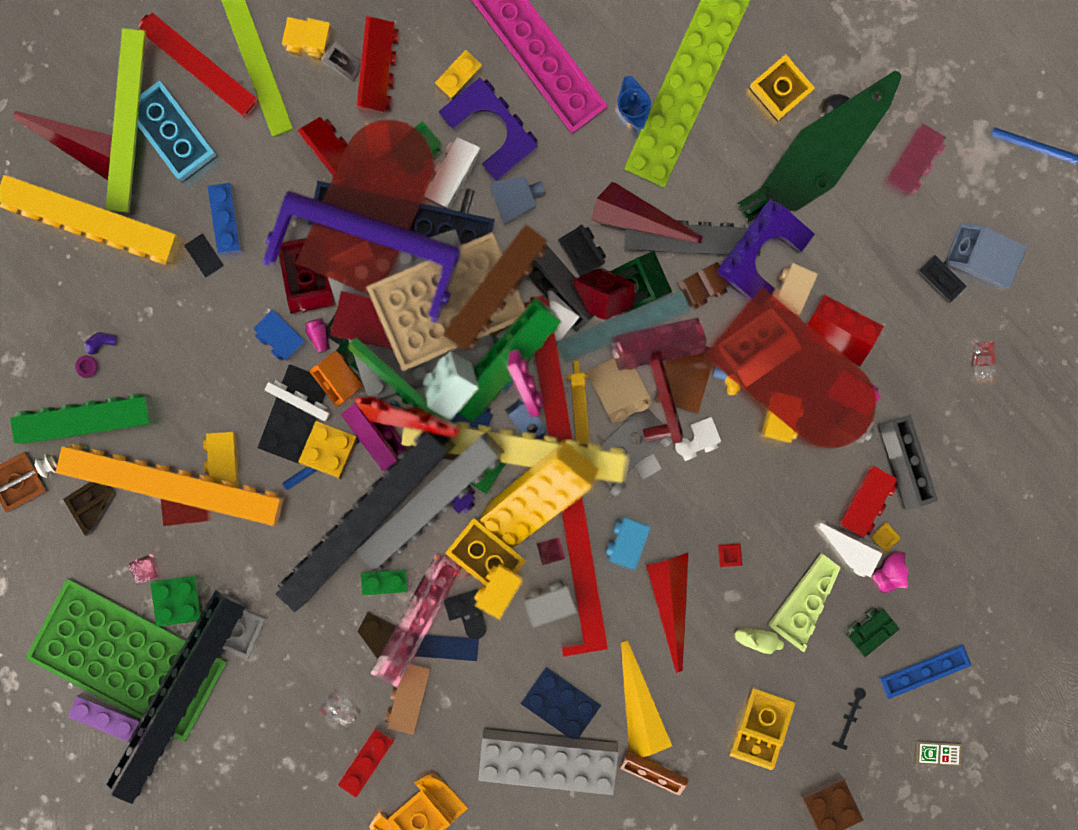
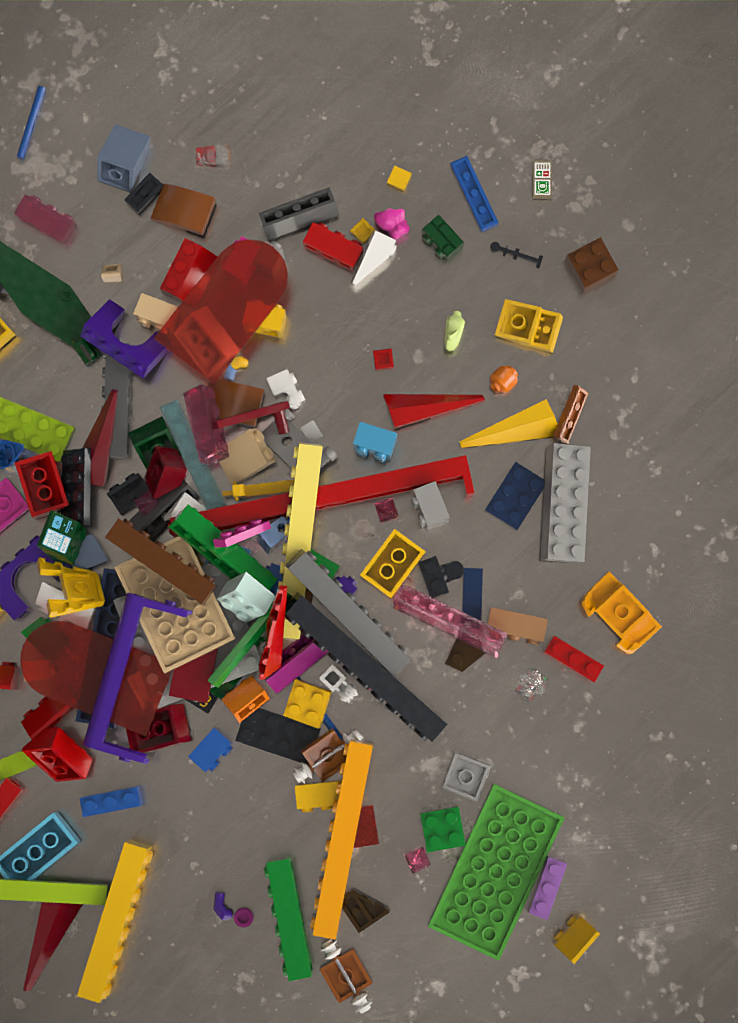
camera: 85 degrees left, 5 degrees down
(46, 748) = (575, 938): none -> yellow slope
(174, 697) = (526, 827): black brick -> none
(203, 255) = (144, 819): black sticker -> none
(266, 468) = (325, 755): none -> dark orange plate
(278, 160) = (58, 755): none -> red slope
(298, 400) = (265, 730): white plate -> none
(317, 333) = (208, 716): dark pink cone -> none
(351, 484) = (336, 681): none -> white brick
(384, 581) = (418, 649): green brick -> none
(472, 190) = (80, 588): none -> yellow wing
(499, 590) = (420, 549): yellow brick -> none
(530, 171) = (61, 538): none -> dark green slope
(539, 494) = (336, 517): yellow brick -> none
(569, 270) = (146, 502): none -> clear pink tile
(591, 188) = (77, 484): none -> black plate
(596, 148) = (41, 484): none -> red slope
(699, 696) = (503, 379): none -> orange head
(703, 285) = (155, 389): reddish brown brick -> none
(801, 609) = (424, 296): yellowish green wing -> none
(847, 237) = (111, 273): none -> tan slope
(920, 324) = (183, 208): none -> dark orange slope
(947, 583) = (399, 178): none -> yellow tile

